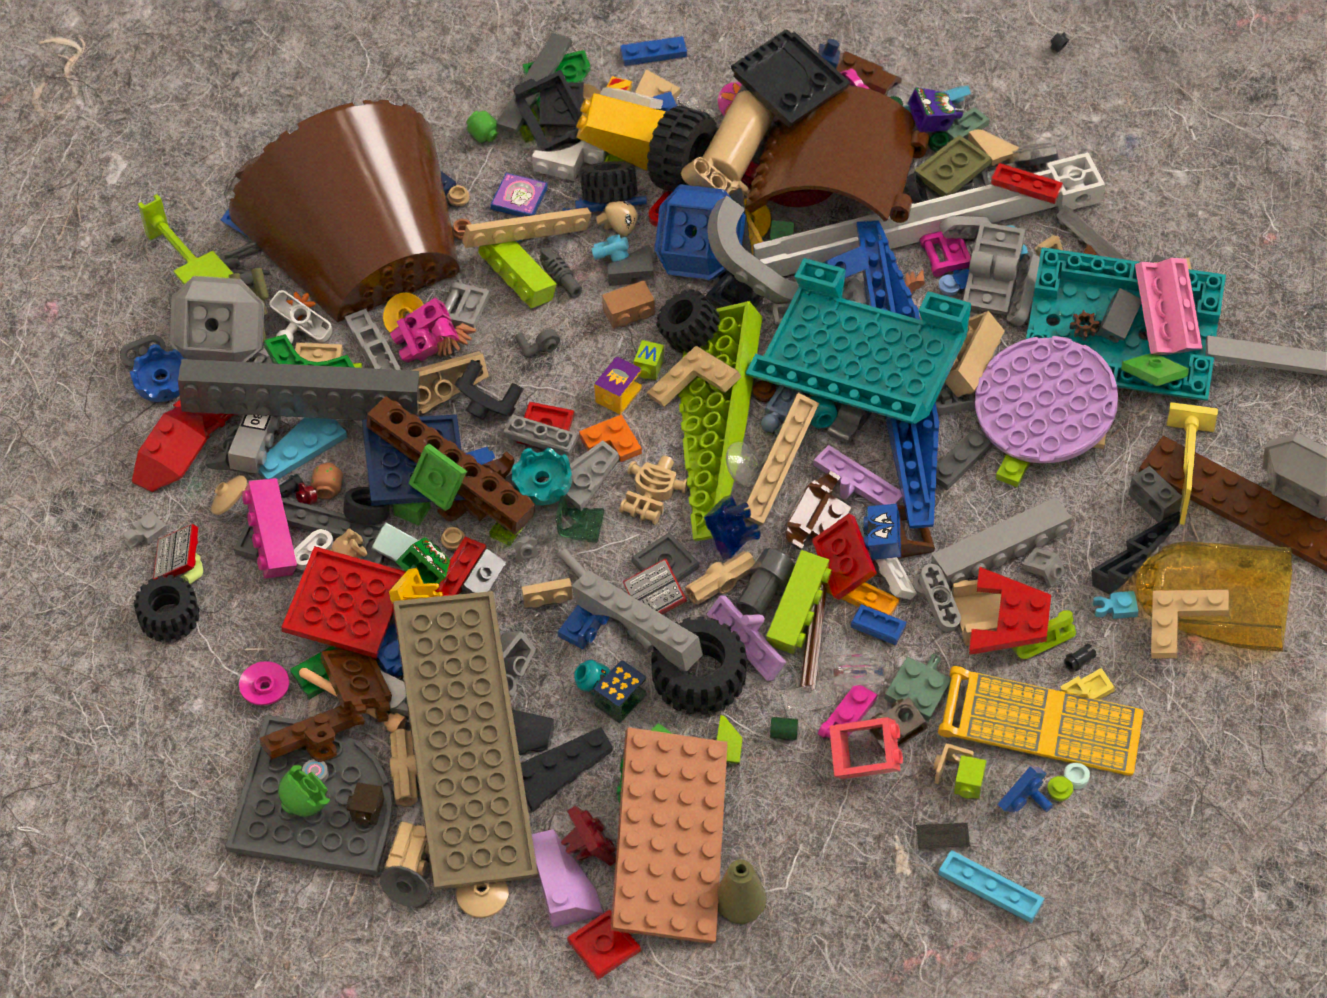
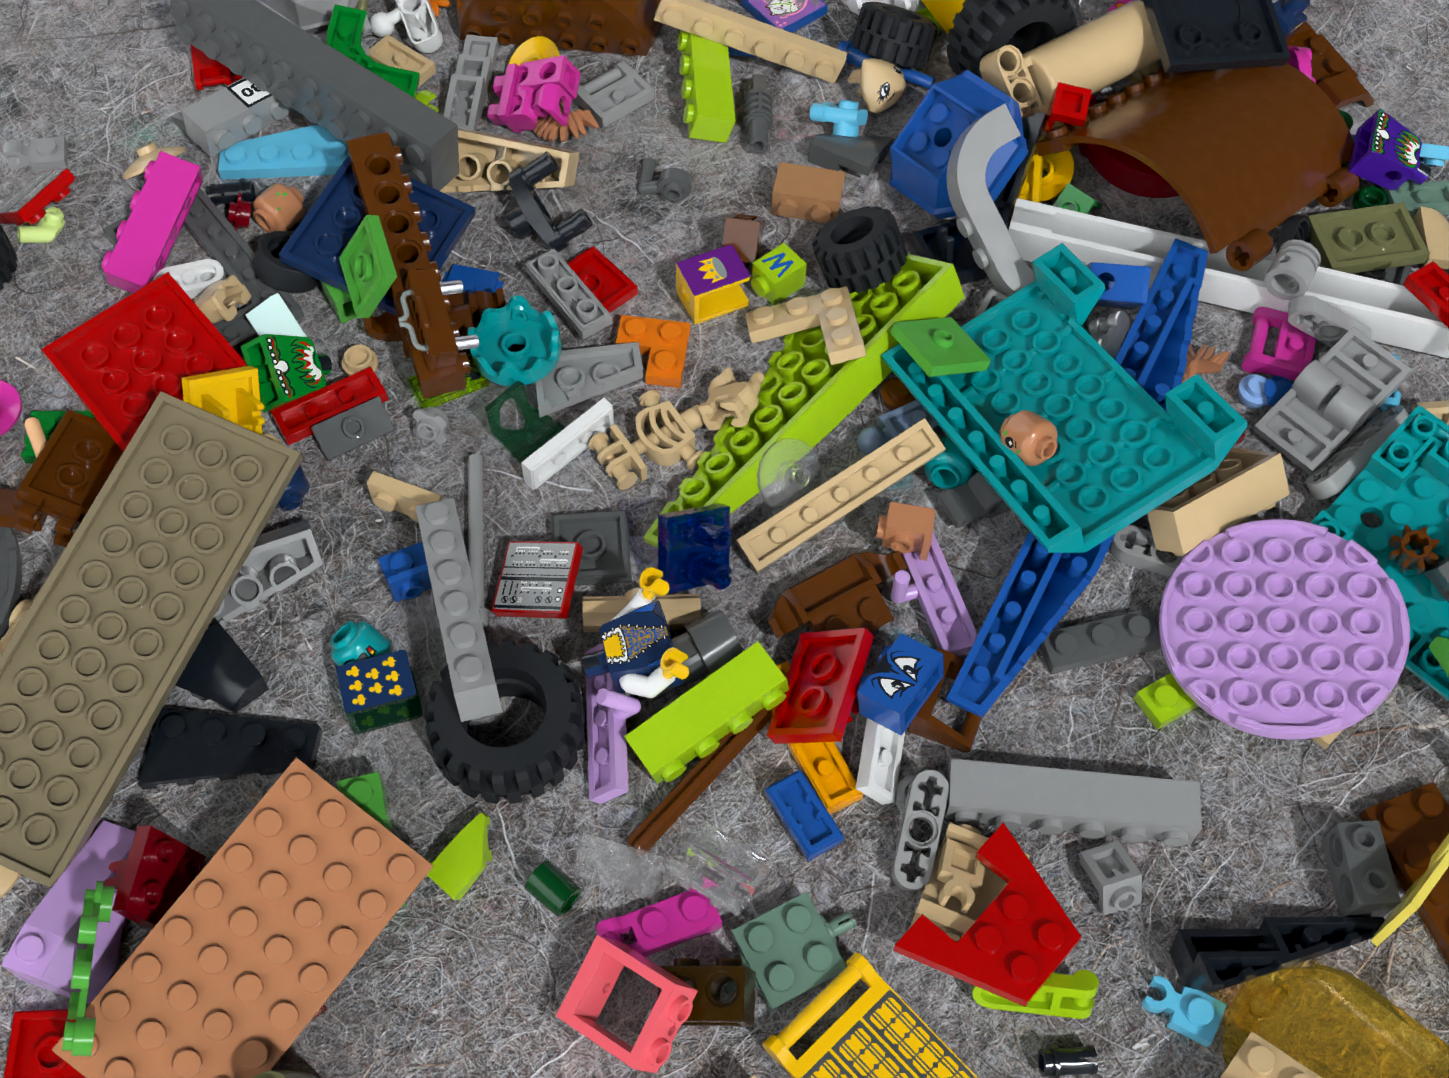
camera: 30 degrees right, 5 degrees up
(169, 449) = (140, 73): red wedge -> none
(500, 484) = (432, 318): none -> reddish brown piece
(584, 856) = (96, 908): none -> bright green plant
(610, 515) = (567, 444): none -> white tile
(612, 346) = (745, 235): none -> reddish brown slope
(680, 442) = (730, 399): none -> tan animal
(743, 586) = (639, 644): none -> torso
(751, 177) = (1068, 105): none -> red panel
(776, 350) = (940, 346): none -> bright green plate
(828, 456) = (907, 528): none -> nougat brick
(861, 371) = (1029, 437): none -> nougat head
(929, 205) = (1291, 268): none -> light grey piece
(973, 603) = (960, 873): none -> tan plate

